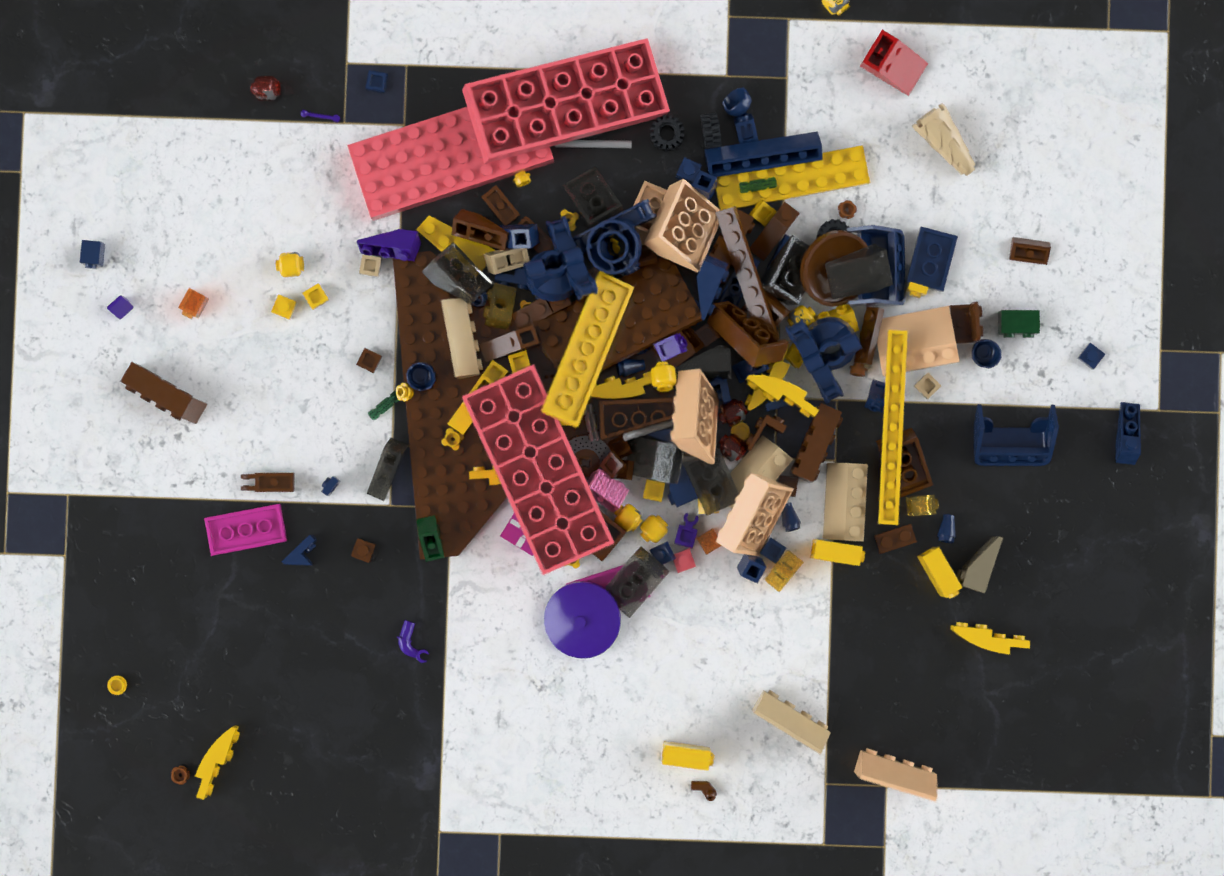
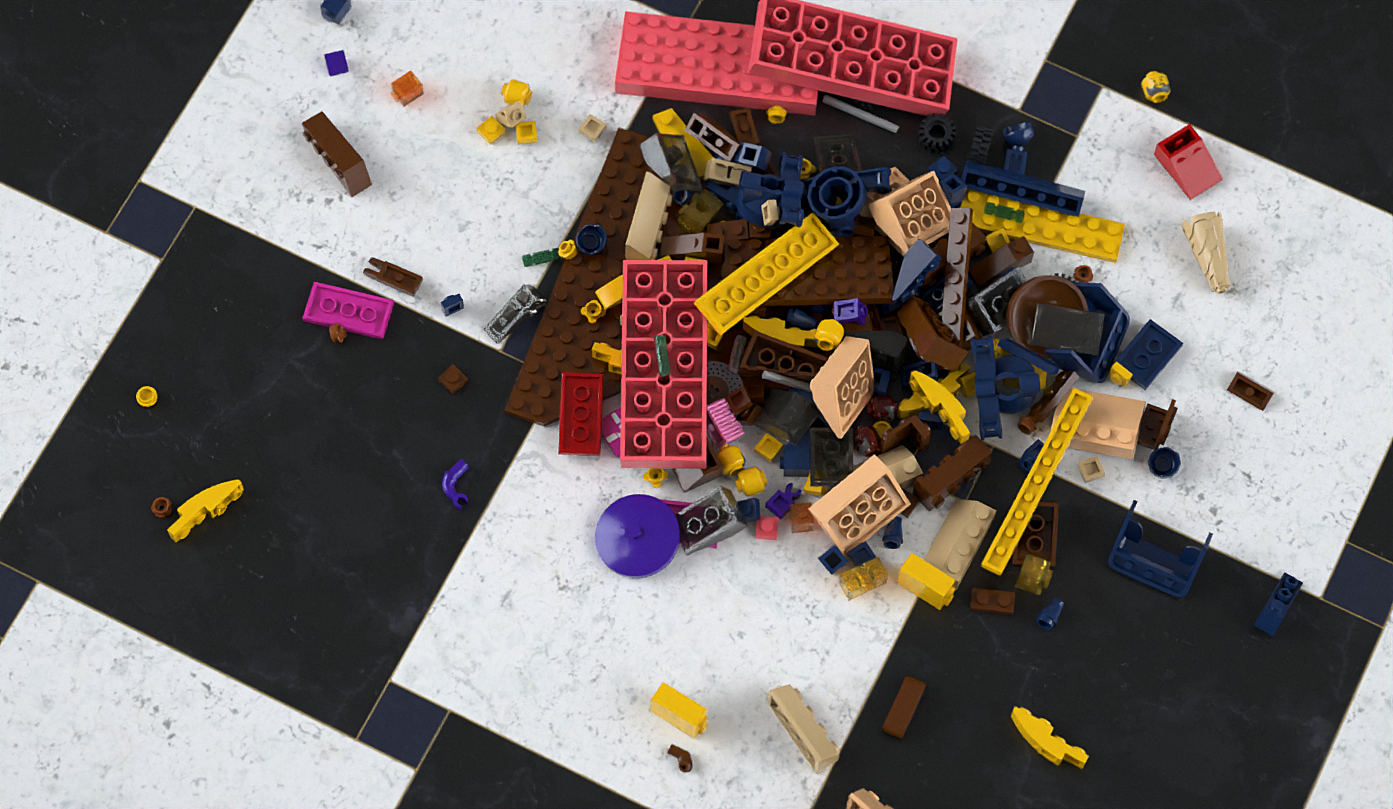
camera: 25 degrees right, 20 degrees down
(247, 555) = (337, 332): none -> dark orange plate
(295, 287) = (511, 115): none -> tan bracket
(297, 557) = (385, 353): dark blue slope -> none
(369, 360) = (548, 210): reddish brown plate -> none
(394, 244) = (622, 116): dark purple slope -> none
(430, 538) = (525, 390): dark green slope -> none
(485, 535) = (581, 414): none -> red tile
(535, 469) = (662, 355): none -> clear green axle
(565, 290) = (770, 212): none -> tan plate
(836, 313) = (1029, 356): none -> dark blue tile
(863, 664) = (904, 707): none -> reddish brown beam
(940, 572) = (1023, 647): yellow brick -> none
(978, 569) = (1065, 659): dark tan slope -> none
(1018, 323) = (1210, 449): dark green brick -> none
(1091, 356) = (1272, 514): dark blue plate -> none

